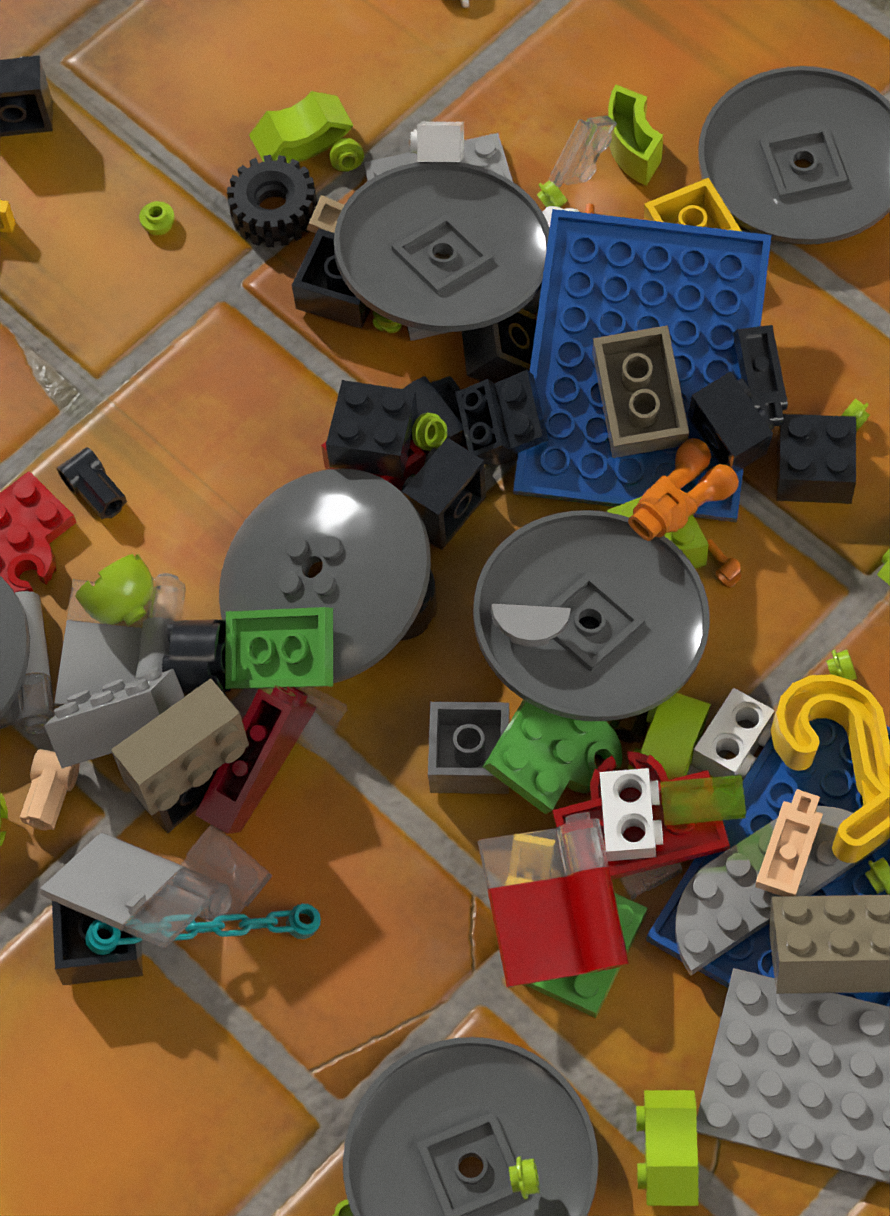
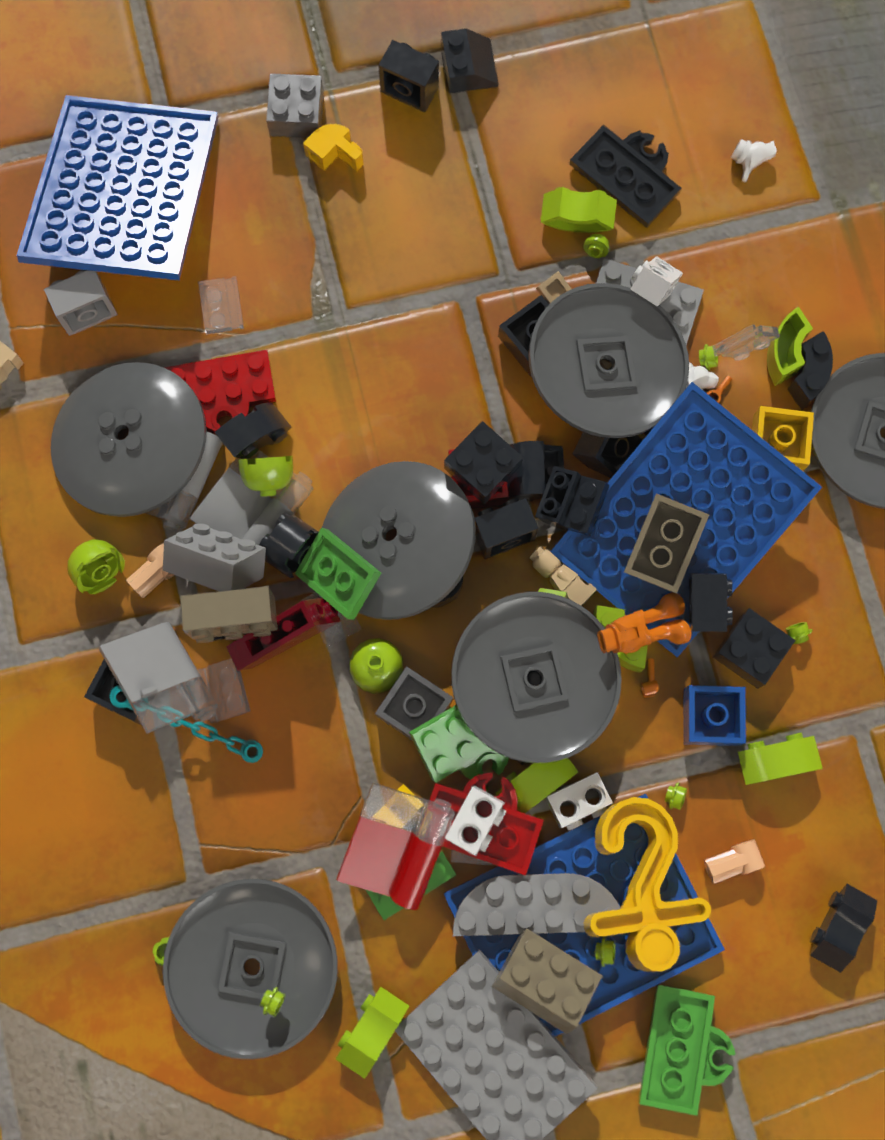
camera: 25 degrees right, 15 degrees up
(68, 51) = (468, 61): none -> black slope
(71, 560) = (258, 429): none -> black brick
(87, 476) = (299, 376): black piece -> none
(157, 225) = (451, 224): lime plate -> none
(267, 181) = (533, 234): black tyre -> none
(330, 63) = (628, 172): none -> black plate
(391, 735) = (376, 665): none -> lime cylinder
(429, 431) = (519, 484): lime plate -> none
(522, 507) = (561, 577): none -> tan piece
(530, 624) = (491, 664): light grey tile -> none
(680, 143) = (815, 371): none -> black brick
(703, 800) = (526, 840): clear neon green plate -> none
(762, 370) = (752, 577): black hinge -> none
(790, 845) = (561, 901): light nougat hinge -> none
(823, 551) = (714, 715): none -> blue brick

